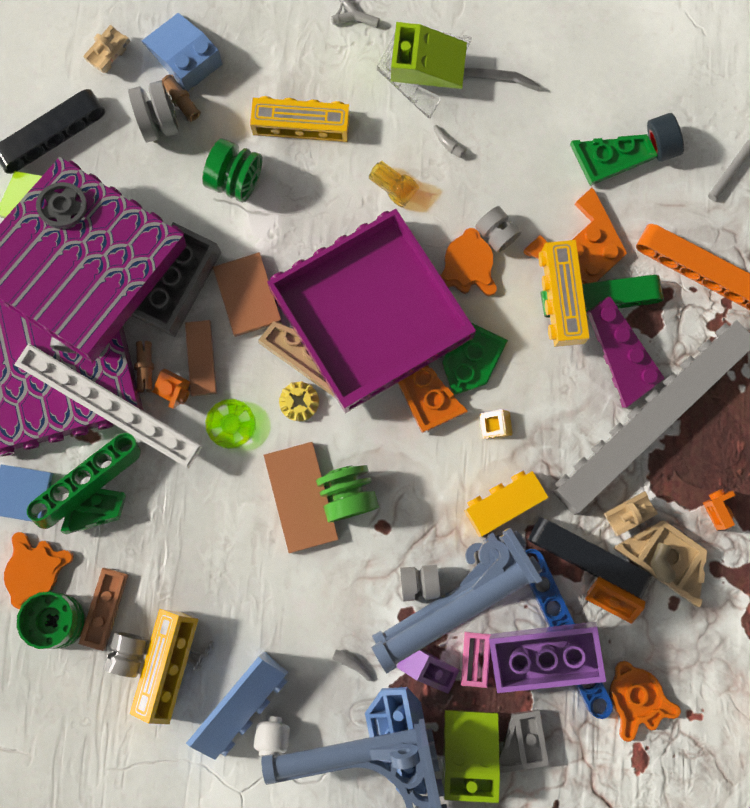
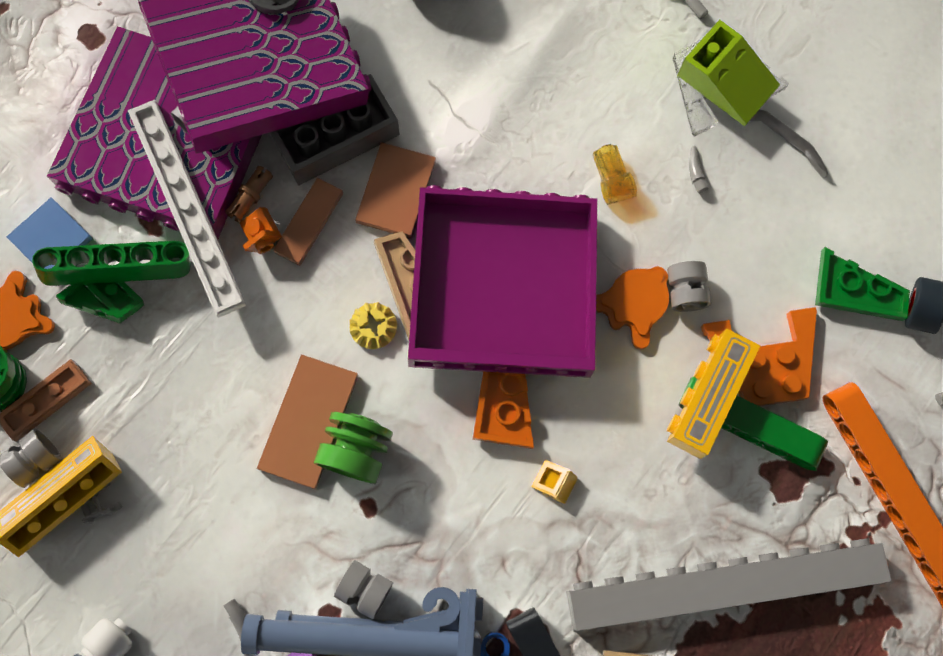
camera: 30 degrees right, 5 degrees down
(230, 424) = (291, 303): clear neon green piece -> none
(232, 170) = (462, 62): green wheel -> none
(237, 707) = (95, 587): light blue slope -> none
(300, 119) = (563, 57): yellow brick -> none
(474, 361) = (575, 401): green tile -> none
(505, 502) = (508, 567): yellow brick -> none
(628, 360) = (737, 503): magenta wing -> none

